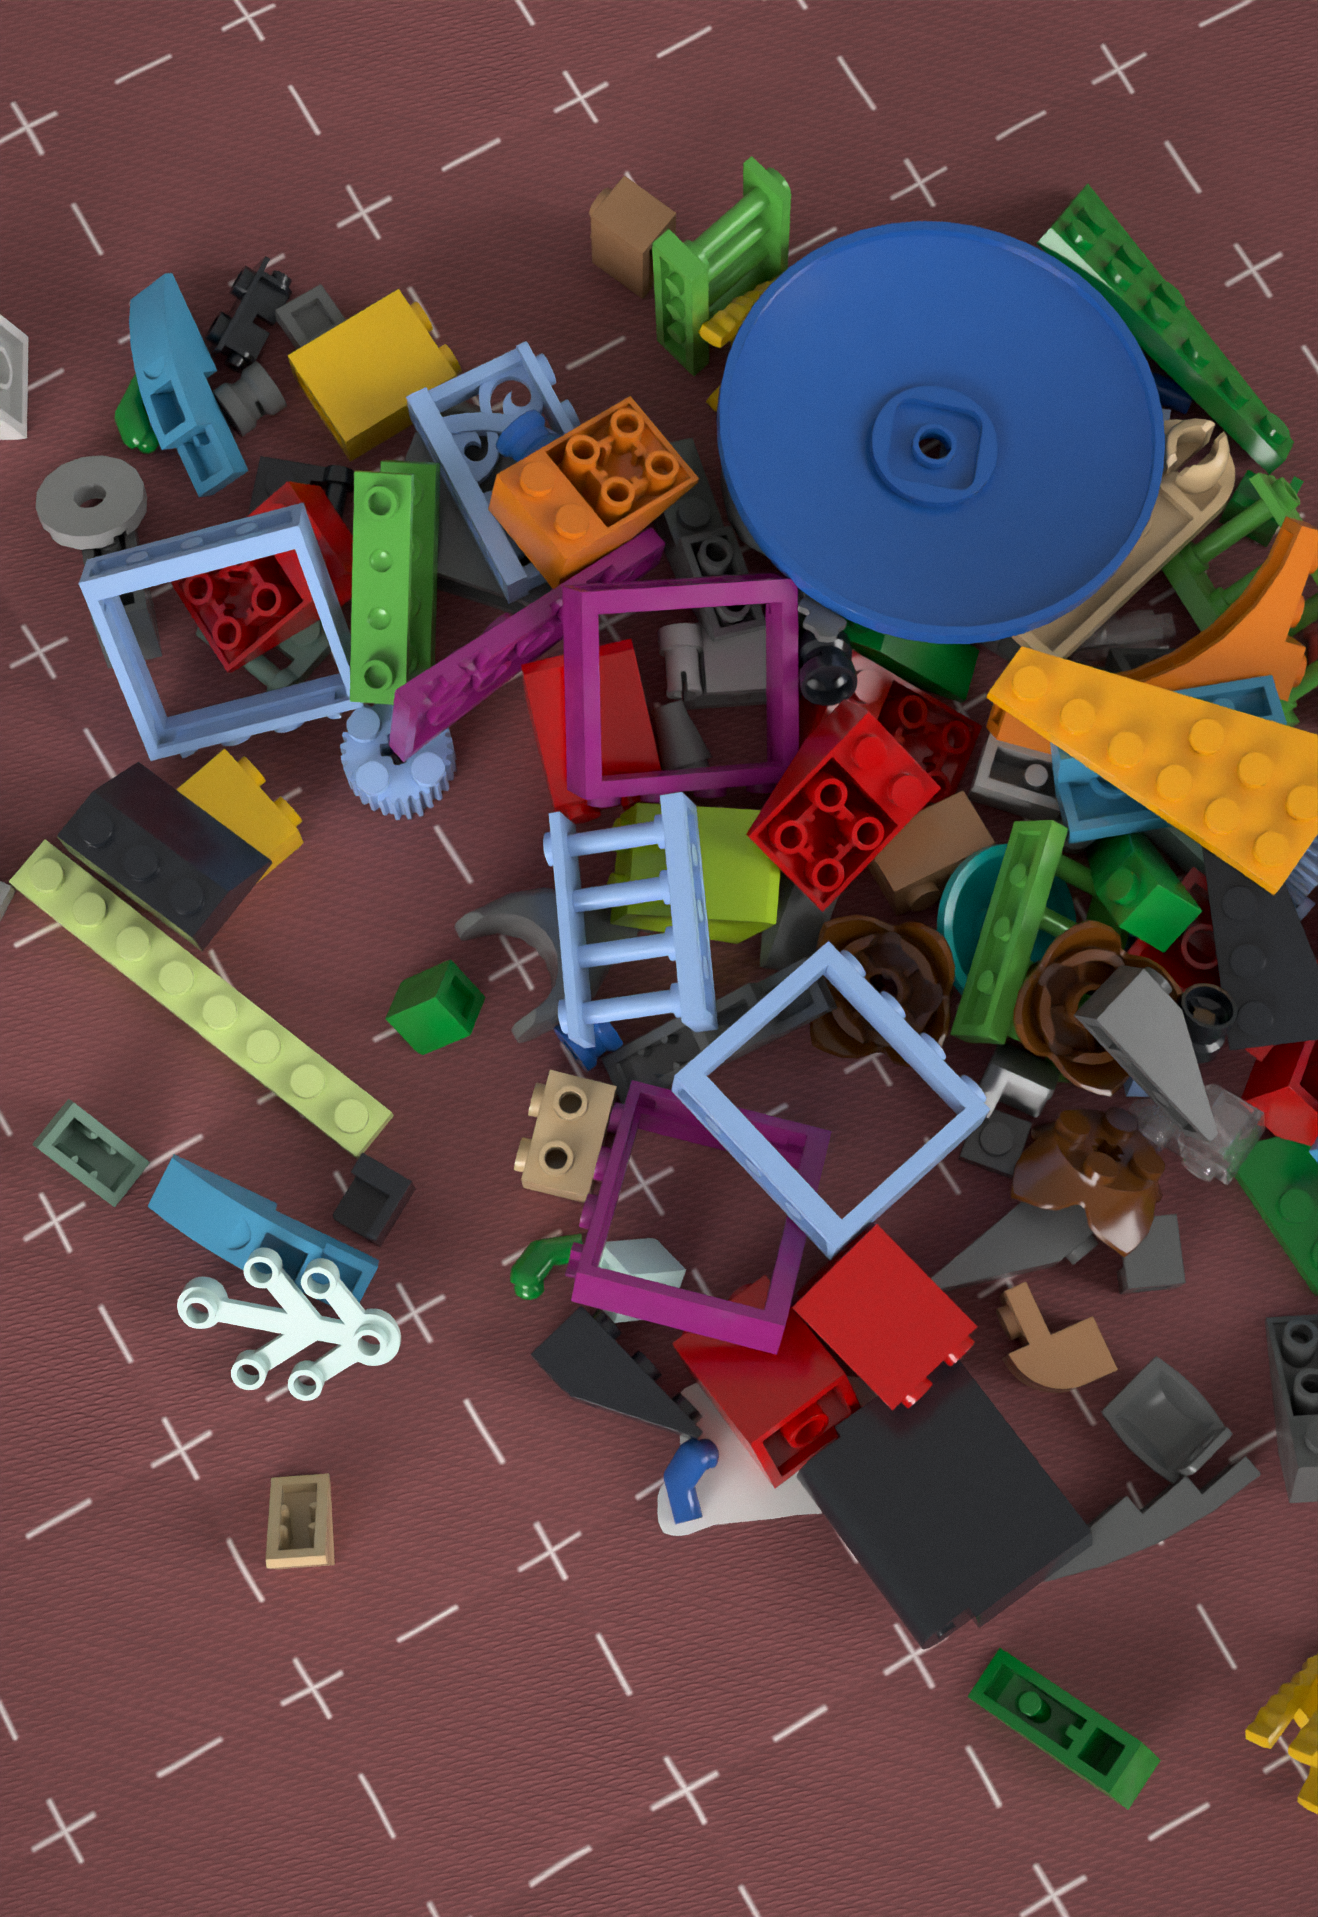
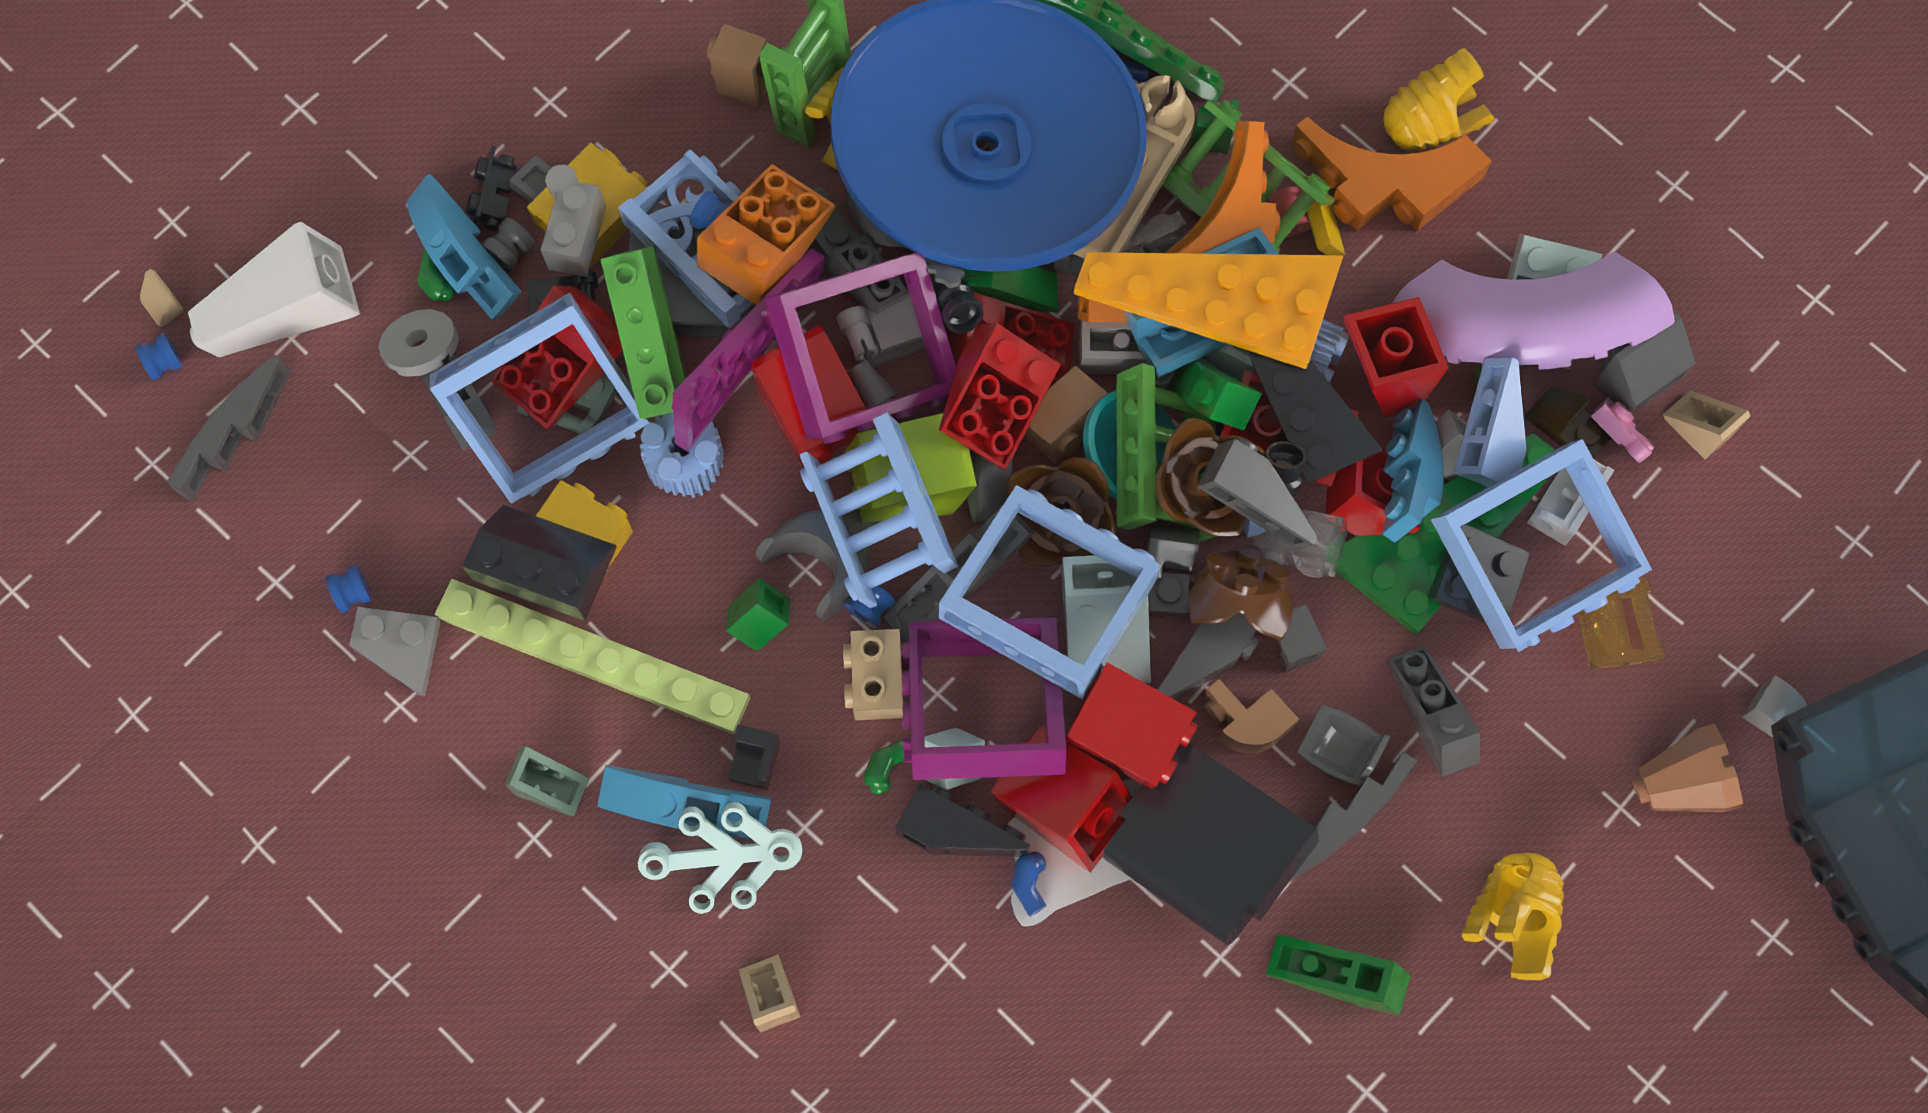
camera: 15 degrees left, 5 degrees down
(340, 397) = (572, 223): none -> light grey hinge
(886, 1125) = (1090, 600): none -> light aqua slope

